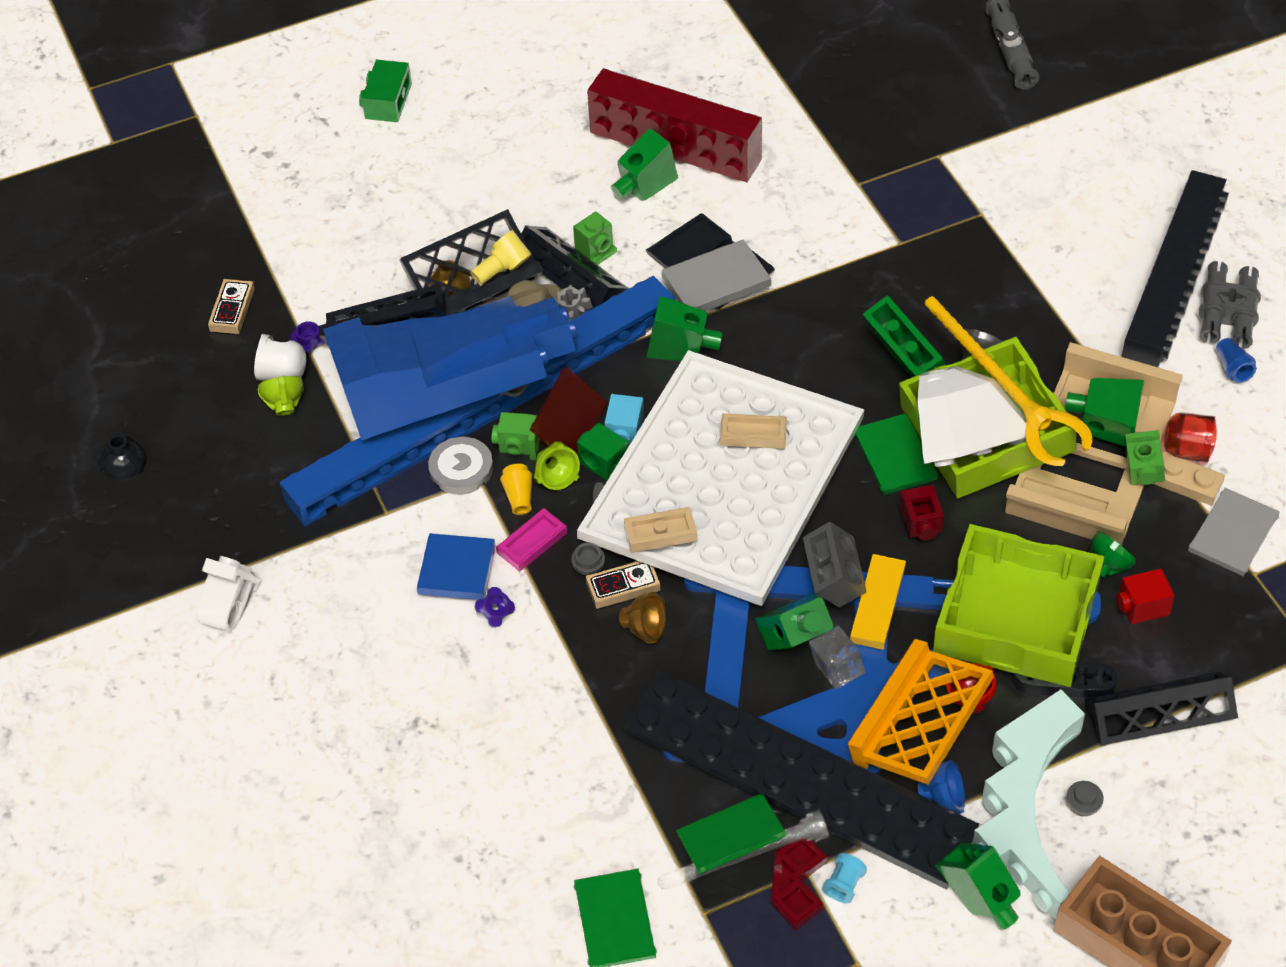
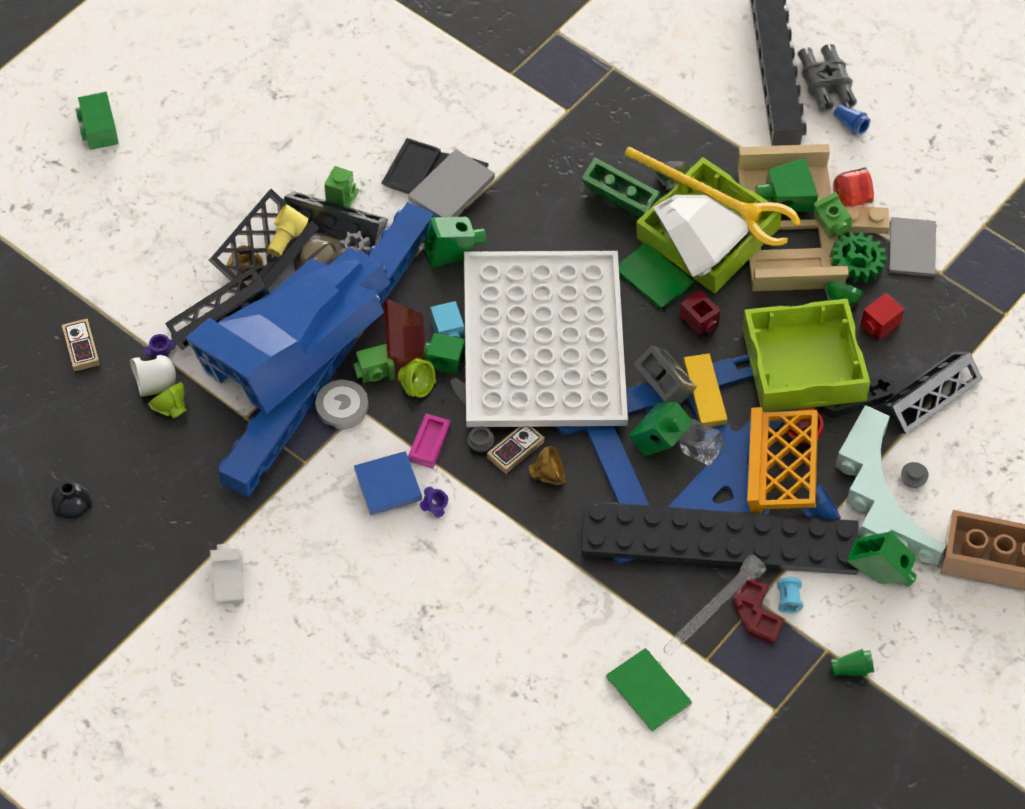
camera: 30 degrees left, 5 degrees up
(518, 487) = (397, 405): yellow cone -> none
(645, 167) = (349, 116): green torso -> none
(660, 529) = (530, 397): tan plate -> none
(696, 128) = (351, 73): dark red brick -> none
(731, 833) = (697, 596): green piece -> none
(753, 431) = (550, 296): tan tile -> none
(1154, 517) = (858, 256): none -> green gear

